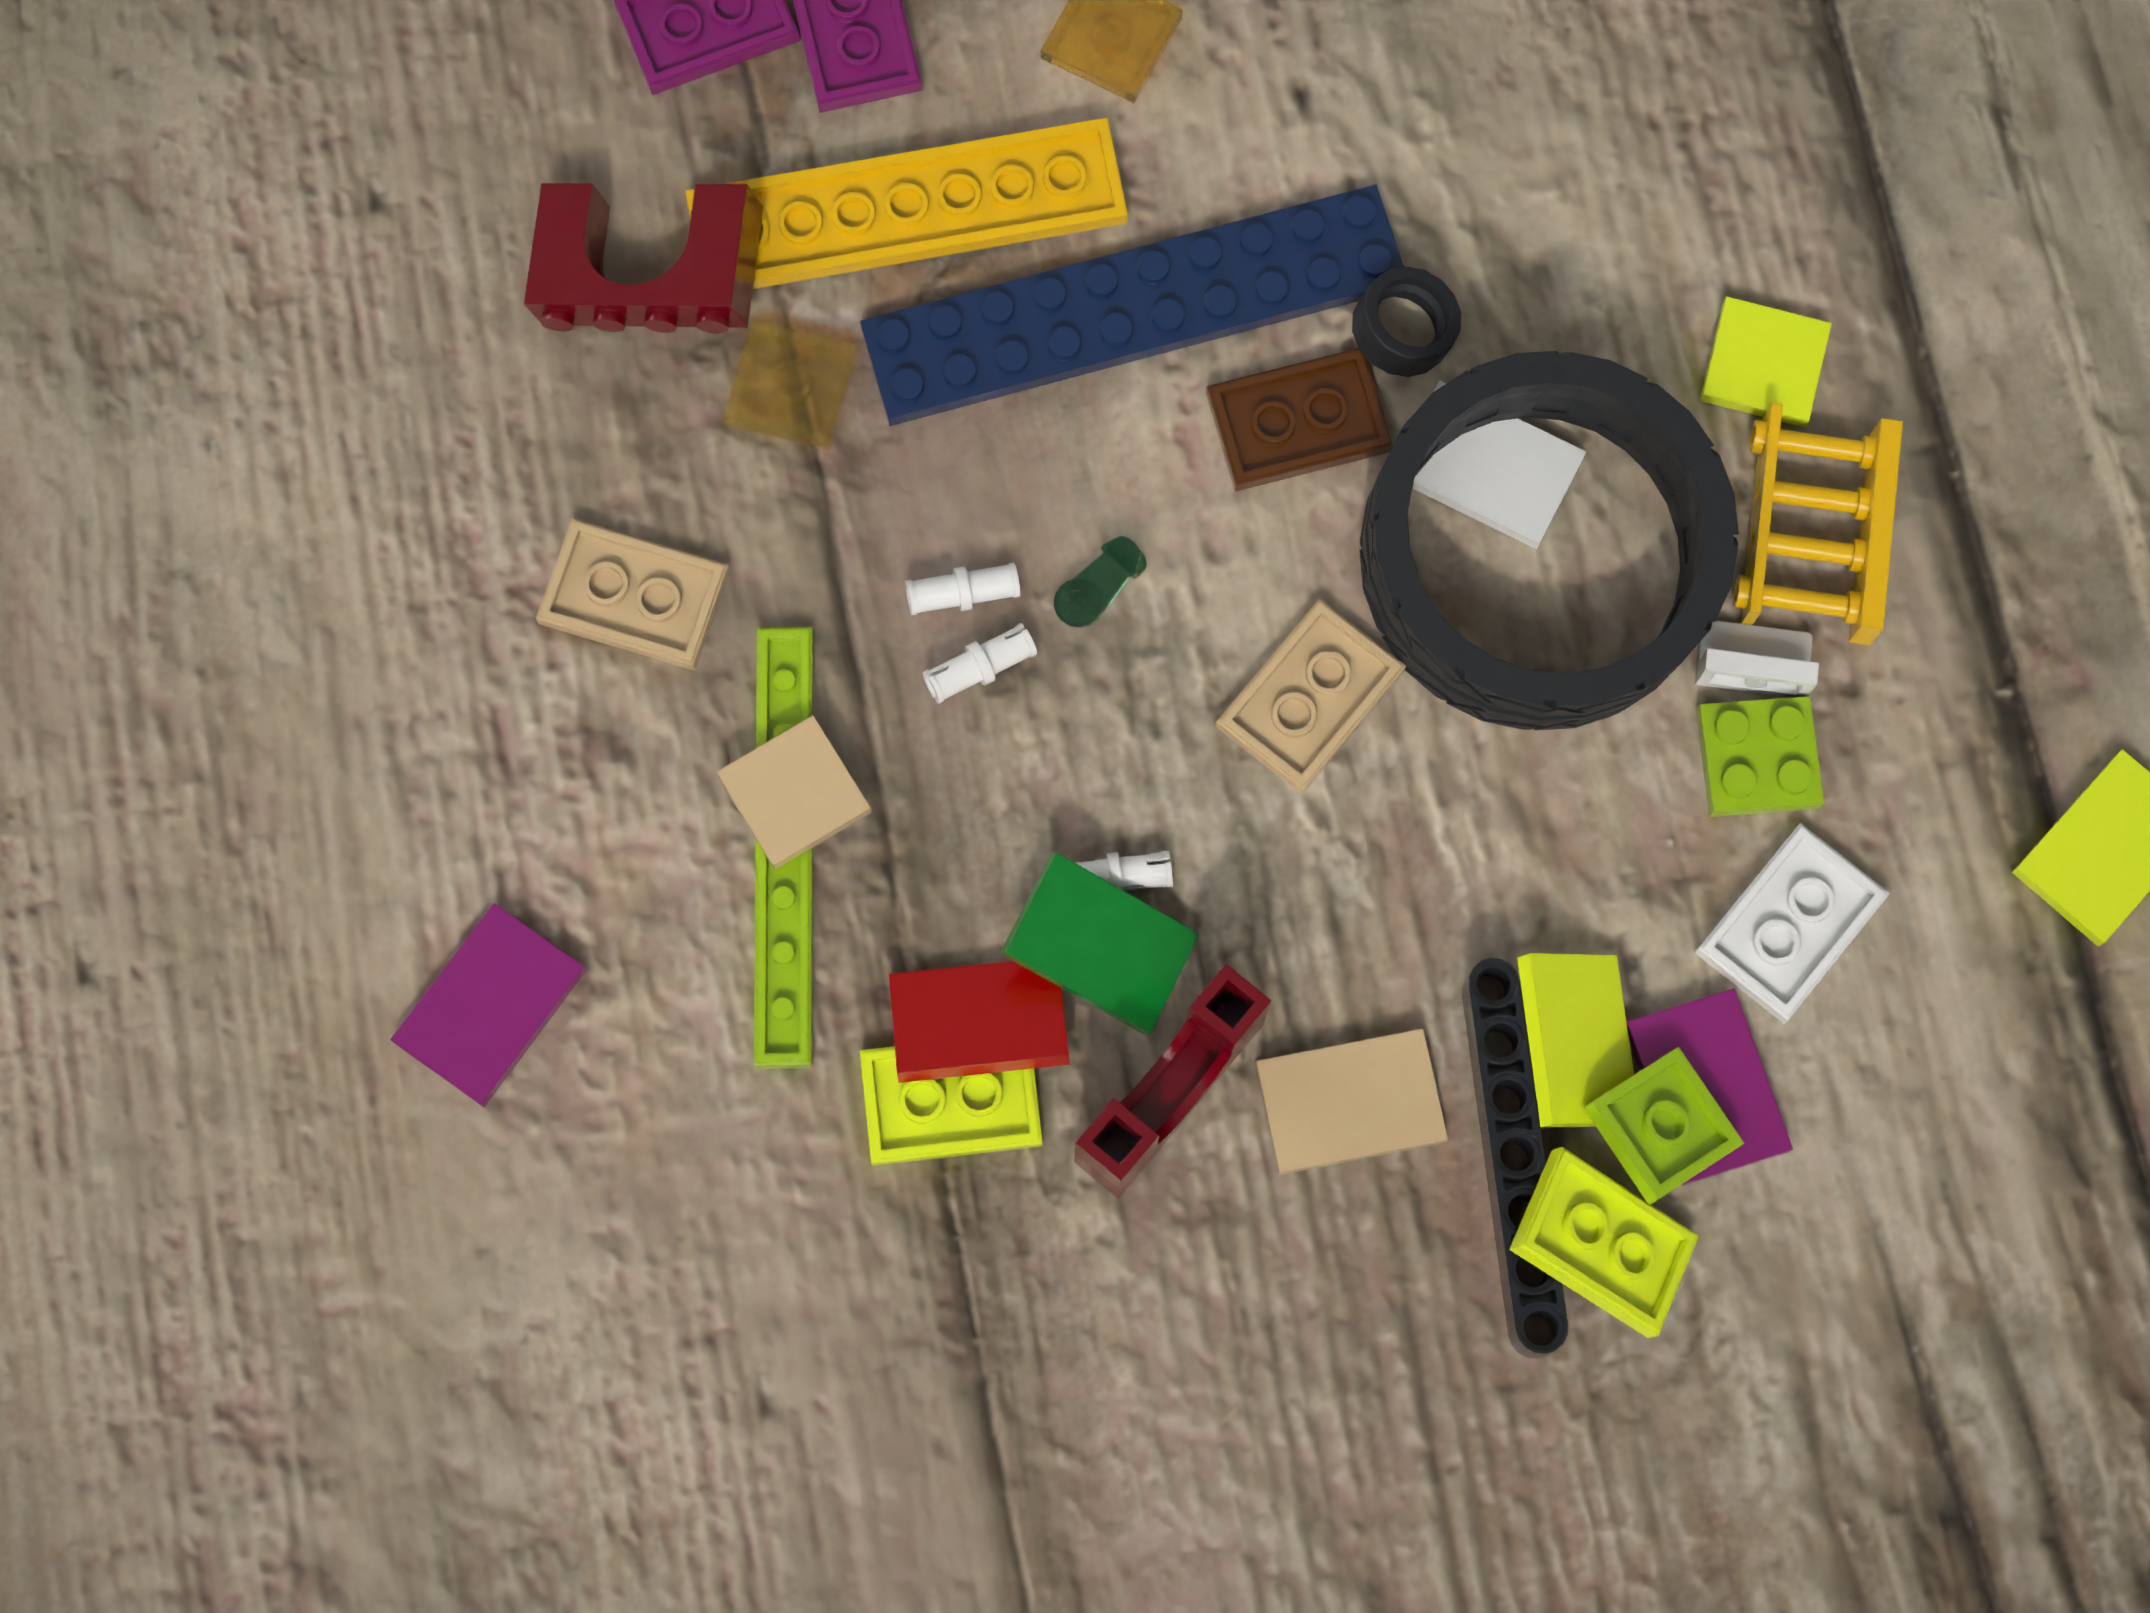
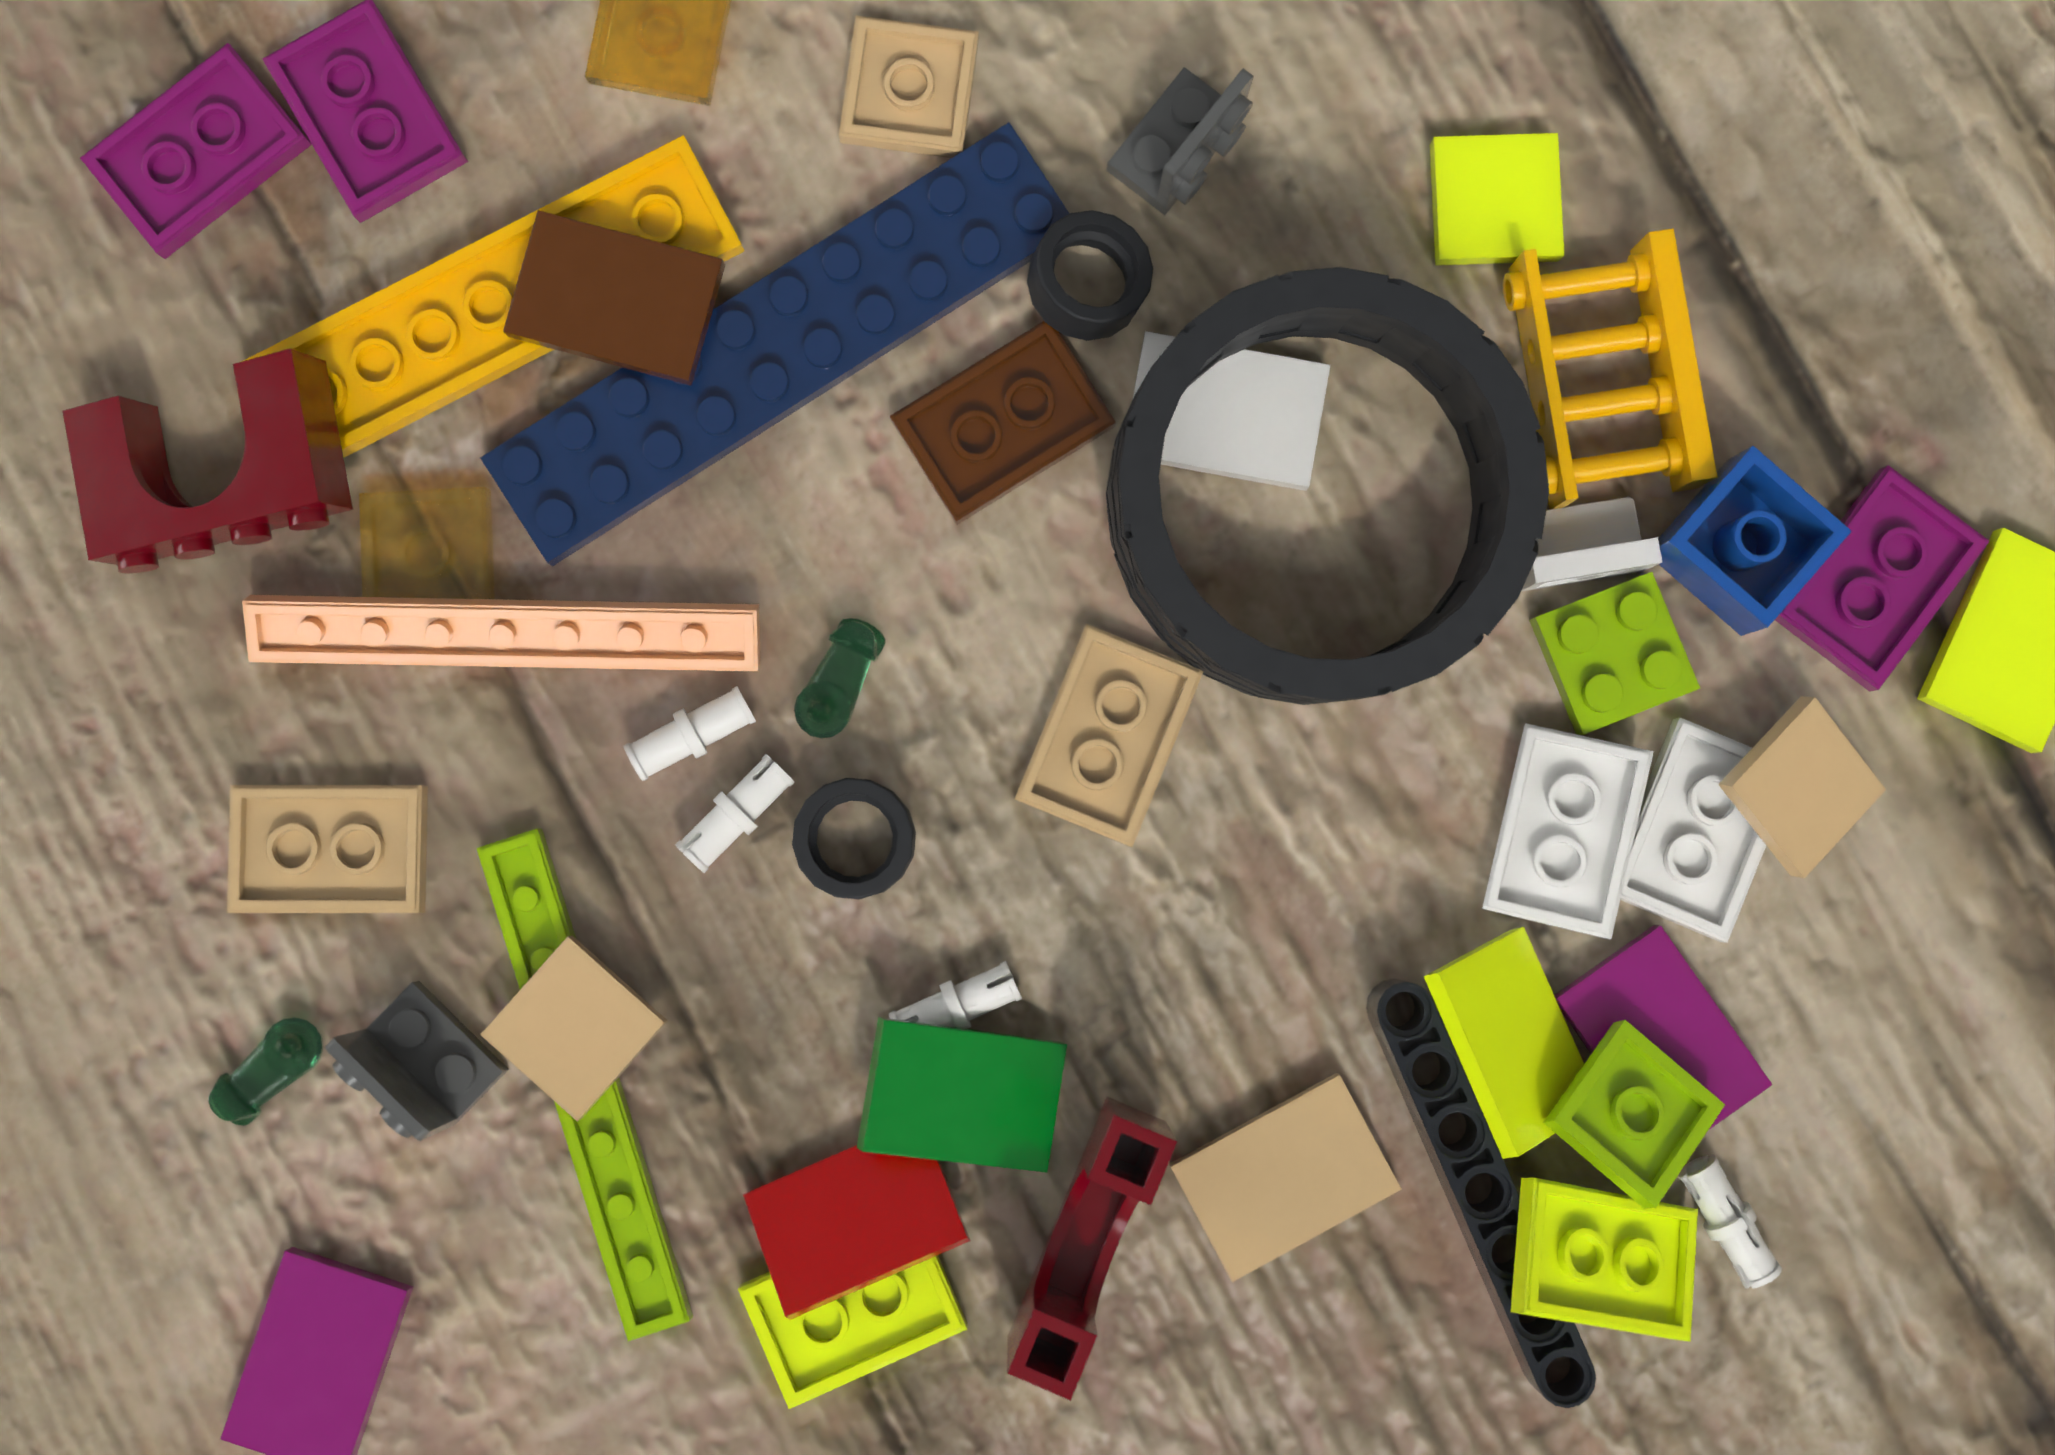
camera: 20 degrees left, 10 degrees up
(541, 749) = (280, 1059): none -> clear green piece
(665, 784) = (417, 1064): none -> dark grey bracket
(835, 464) = (502, 633): none -> light nougat tile
(1012, 226) = (614, 297): none -> reddish brown tile
(1072, 671) = (806, 834): none -> black tyre
(1302, 134) = (908, 87): none -> tan tile
(1514, 237) = (1178, 138): none -> dark grey bracket
(1676, 886) = (1568, 831): none -> white tile
(1723, 1253) = (1730, 1222): none -> white pin
(1887, 907) = (1802, 786): none -> tan tile
(1895, 690) = (1749, 542): none -> blue brick
(2005, 762) = (1882, 579): none -> magenta tile

